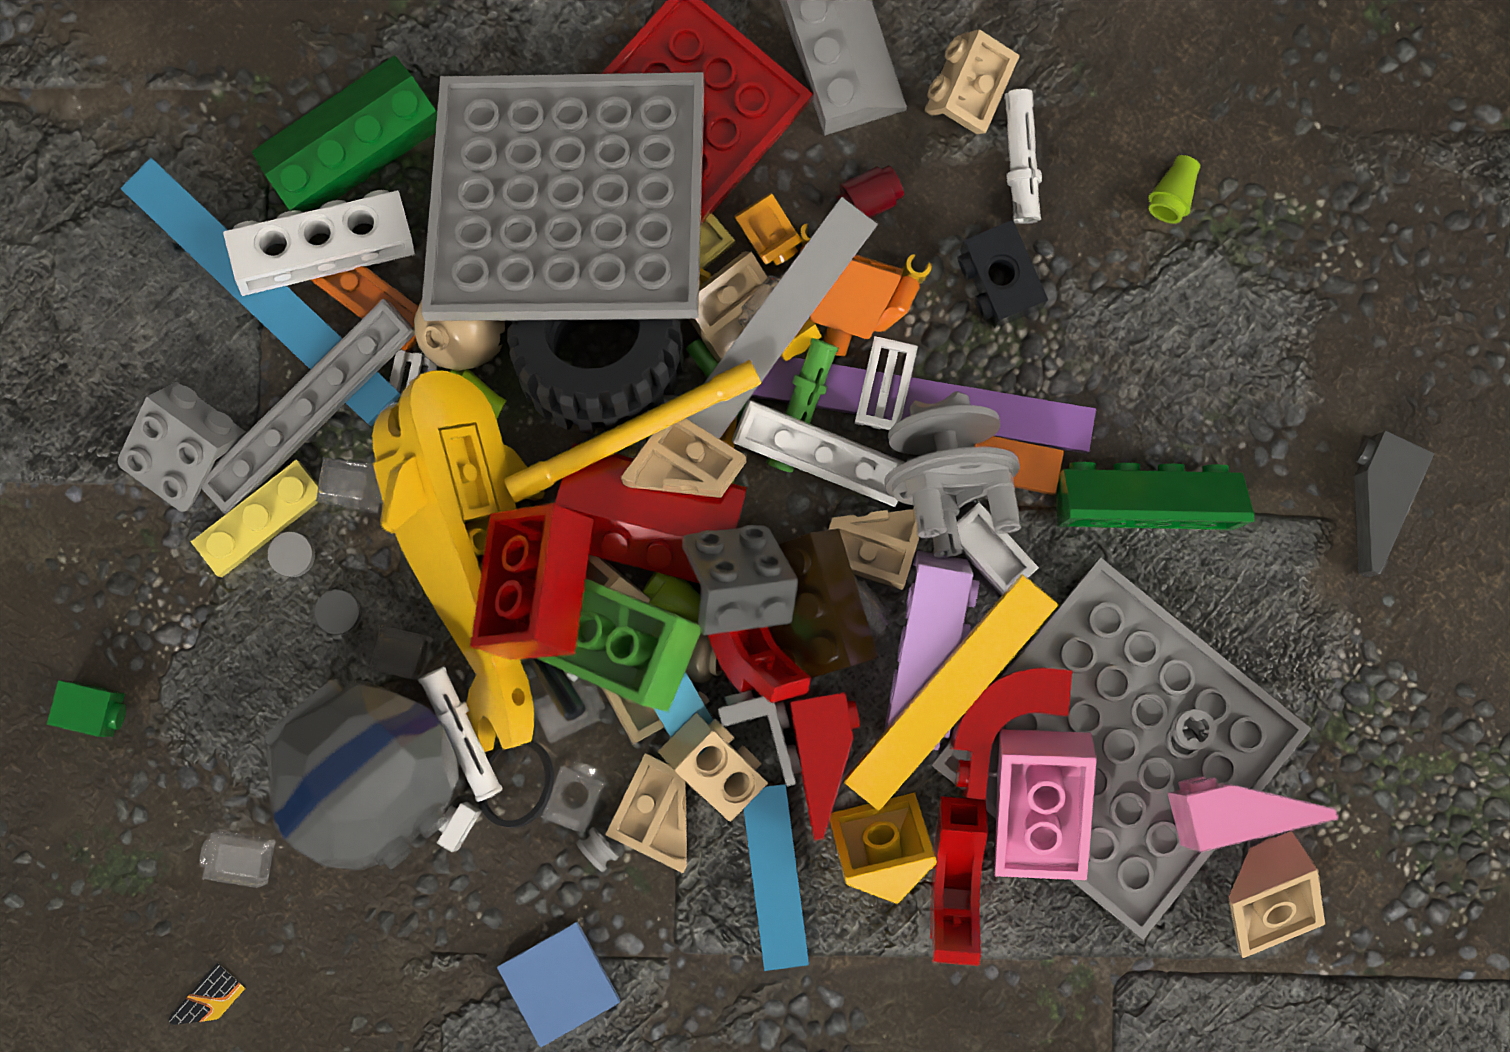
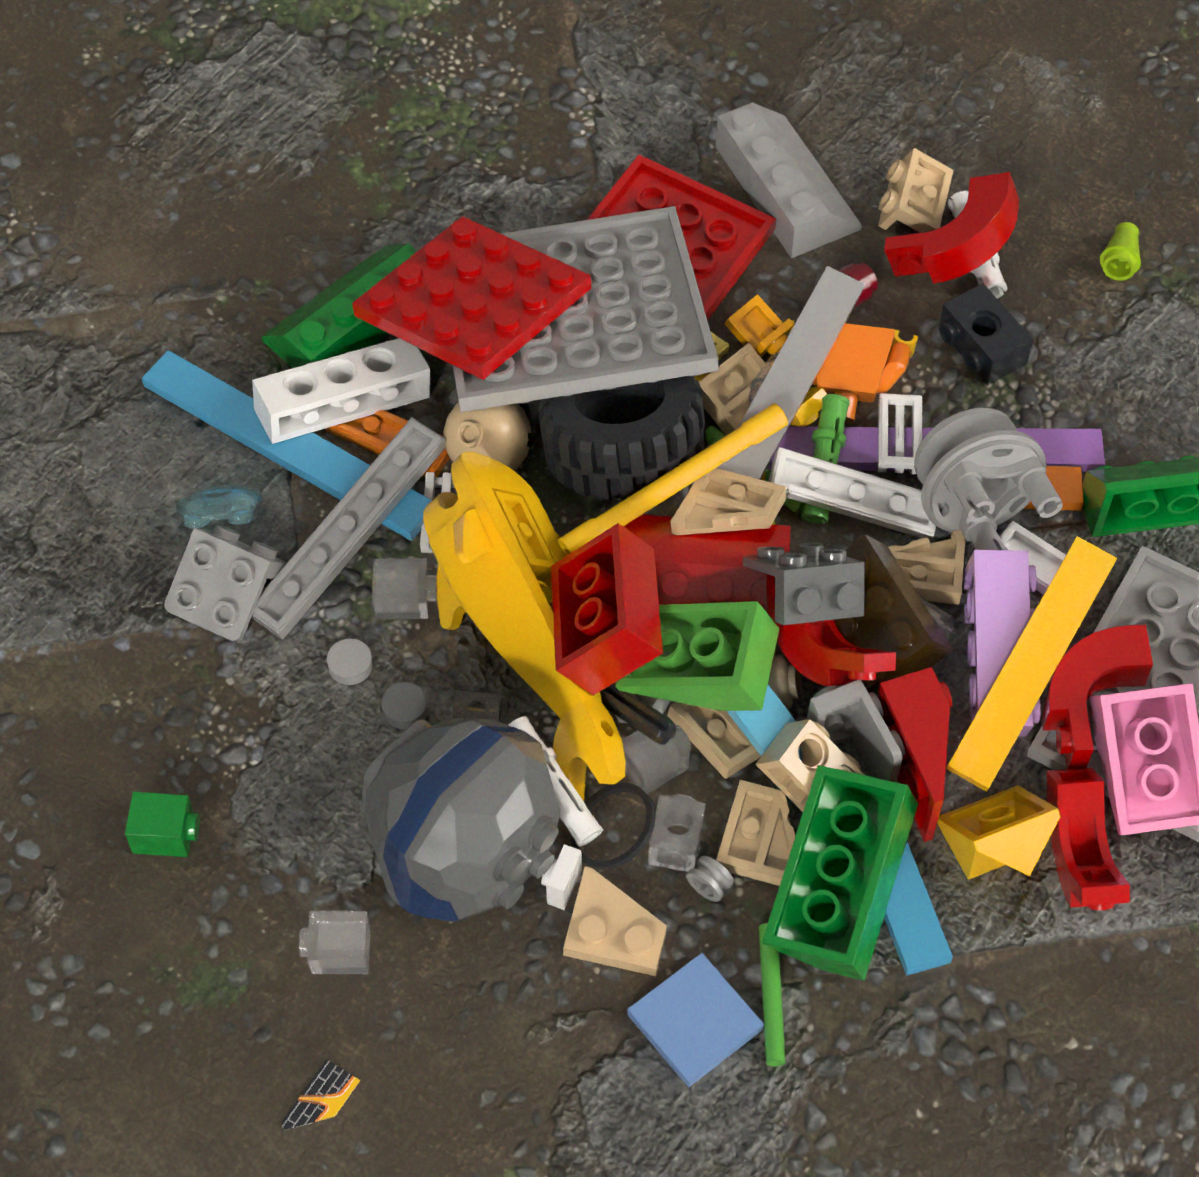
camera: 10 degrees left, 25 degrees down
(179, 361) = (218, 503): none -> clear light blue dish
(257, 519) = (311, 636): light yellow plate -> none
(461, 172) = (472, 297): none -> red plate
(499, 879) = (613, 928): none -> tan wing
(634, 970) = (772, 1003): none -> bright green bar
(717, 877) = (841, 871): none -> green slope
(1013, 162) = (966, 240): none -> red arch

